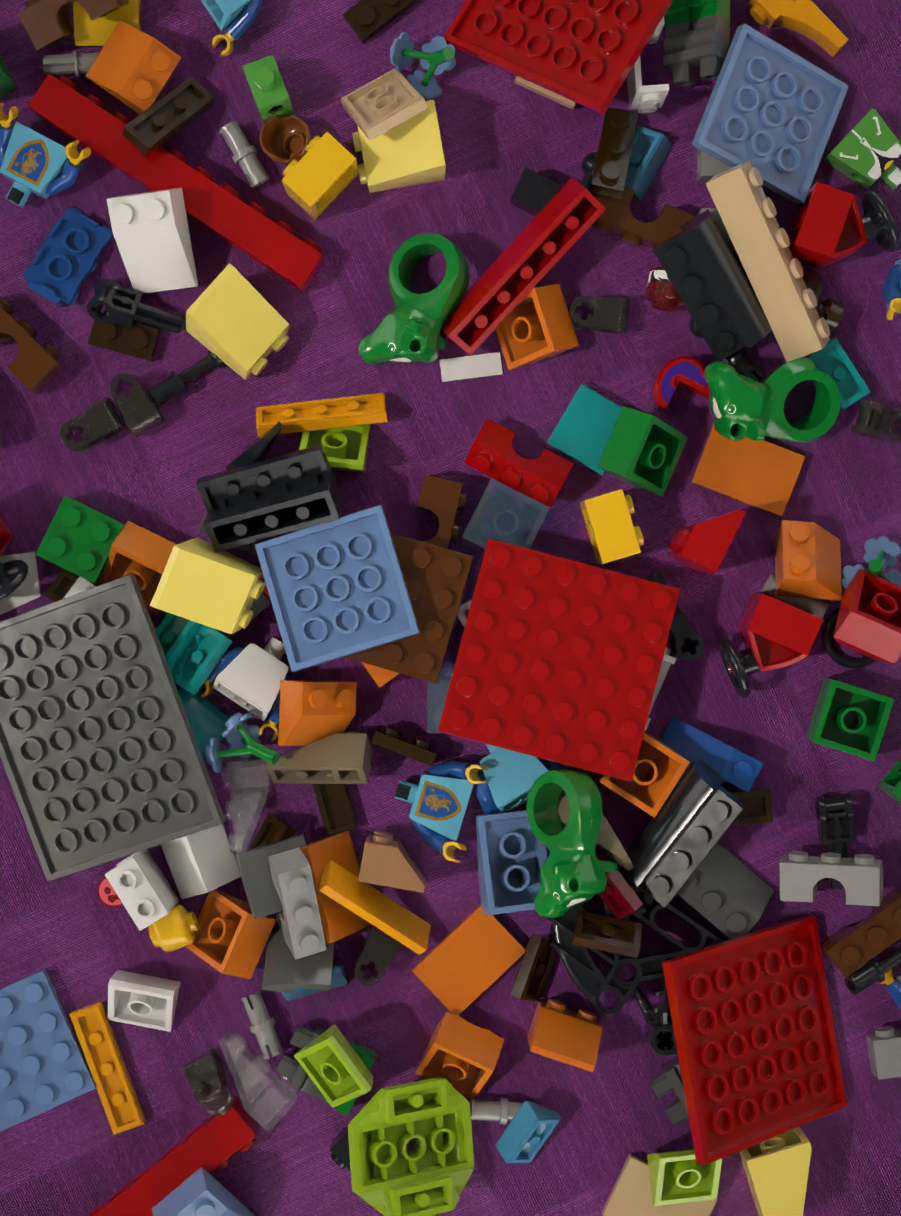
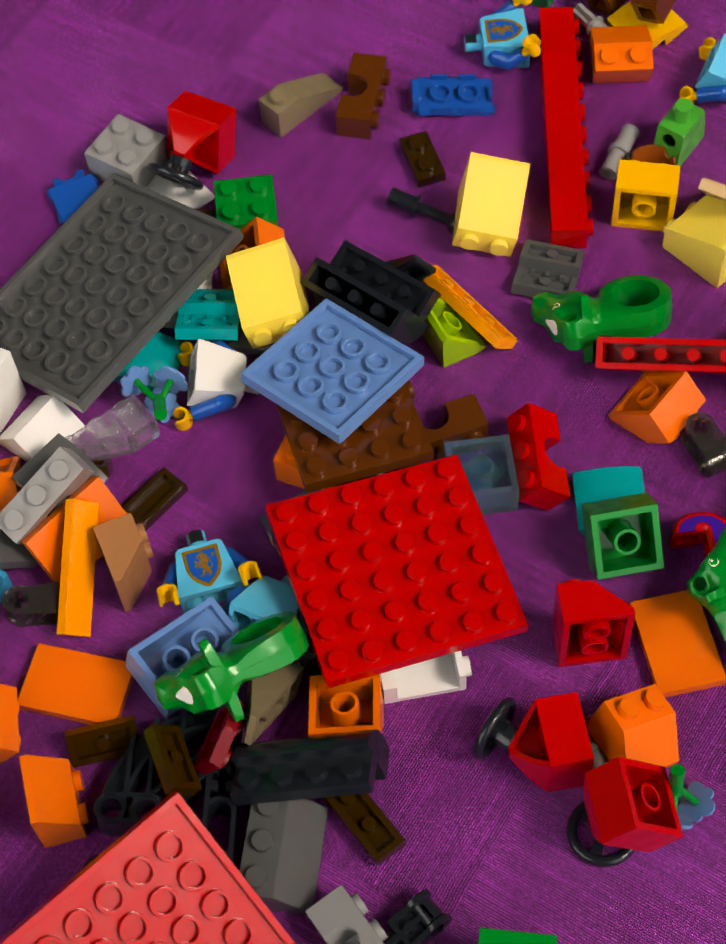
camera: 60 degrees right, 30 degrees down
(97, 423) = (340, 174): clear smoke piece -> none
(124, 306) = (444, 141): black connector -> none
(138, 408) = (376, 186): clear smoke piece -> none
(154, 240) = (511, 119): white slope -> none
(168, 116) = (605, 86): dark brown plate -> none
(314, 710) = (219, 430): orange slope -> none
(330, 314) = (547, 269): none -> dark grey slope
(331, 760) = (183, 466): dark tan slope -> none
(417, 750) = (235, 506): dark brown plate -> none
(471, 366) = (588, 389): white sticker -> none
(611, 526) = (540, 551): yellow brick -> none
(680, 628) = (495, 670): black connector -> none
(725, 760) = (404, 776): blue slope -> none
(849, 719) = (522, 865): green brick -> none

